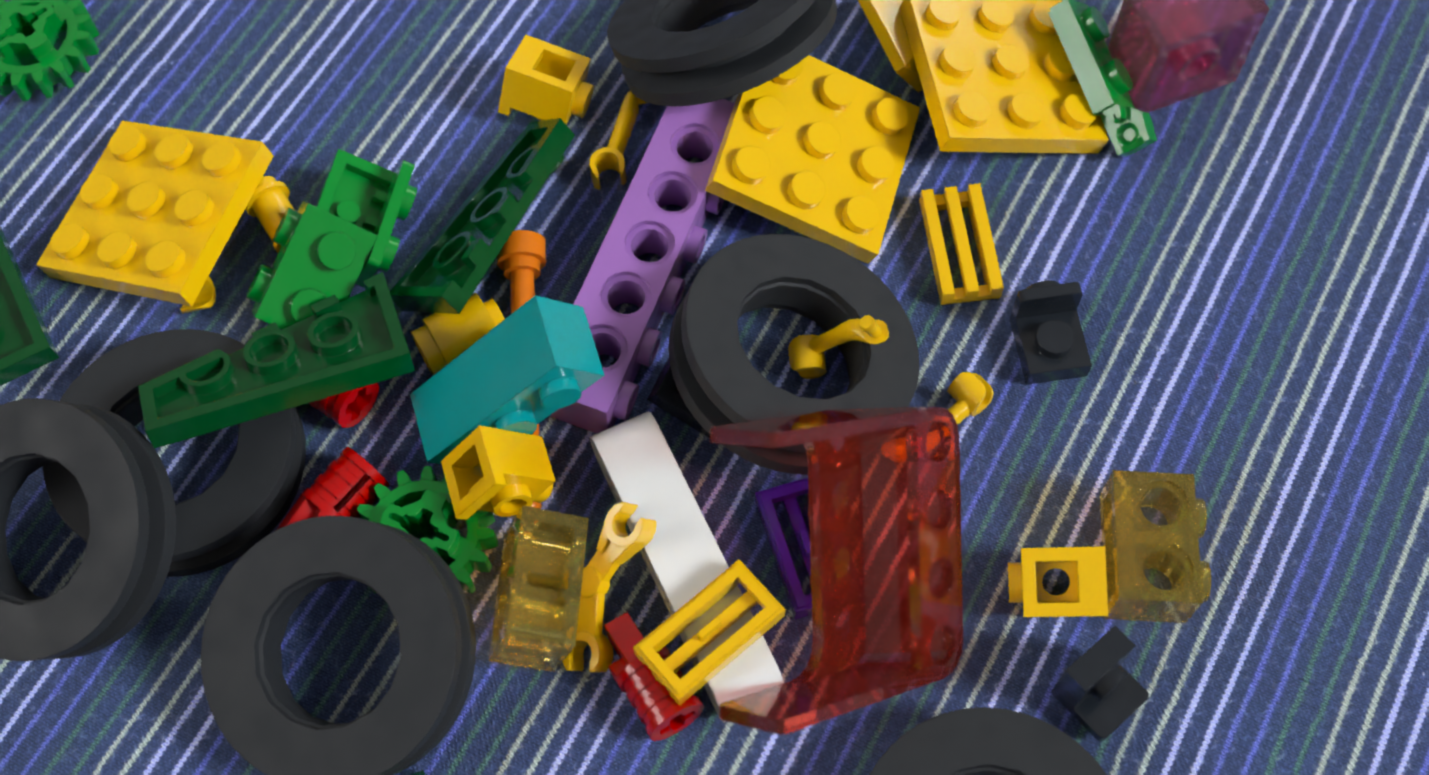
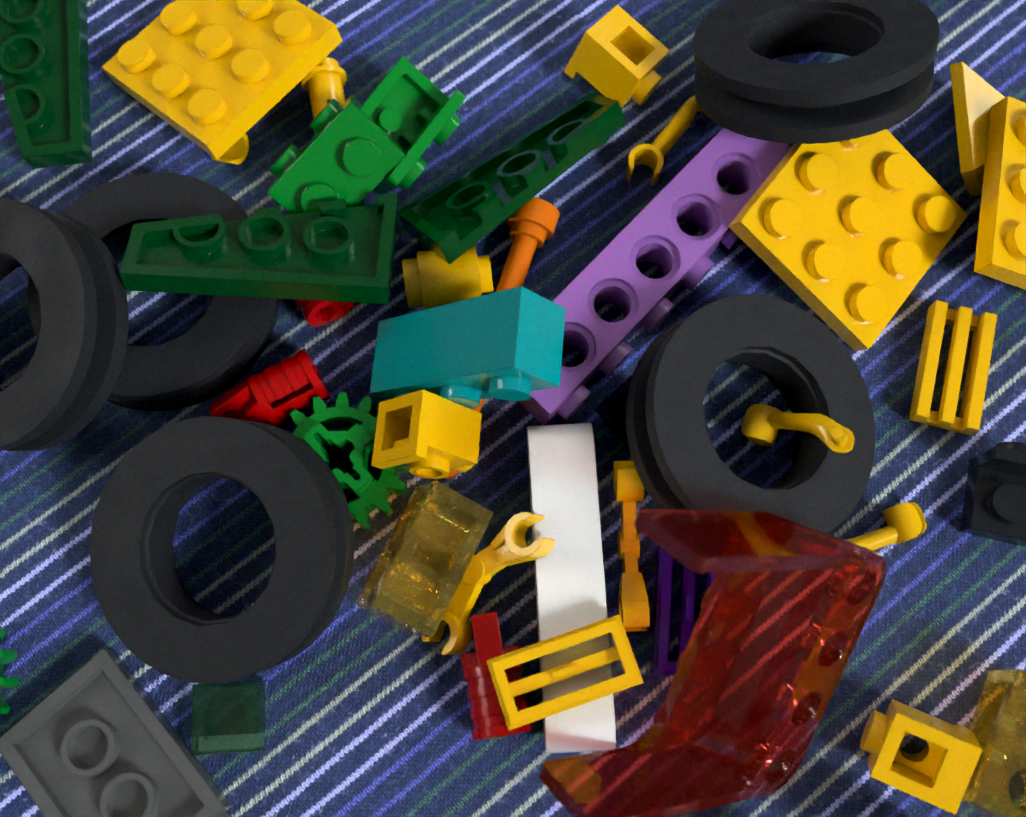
camera: 20 degrees right, 10 degrees up
(746, 545) = (632, 595): none -> yellow piece

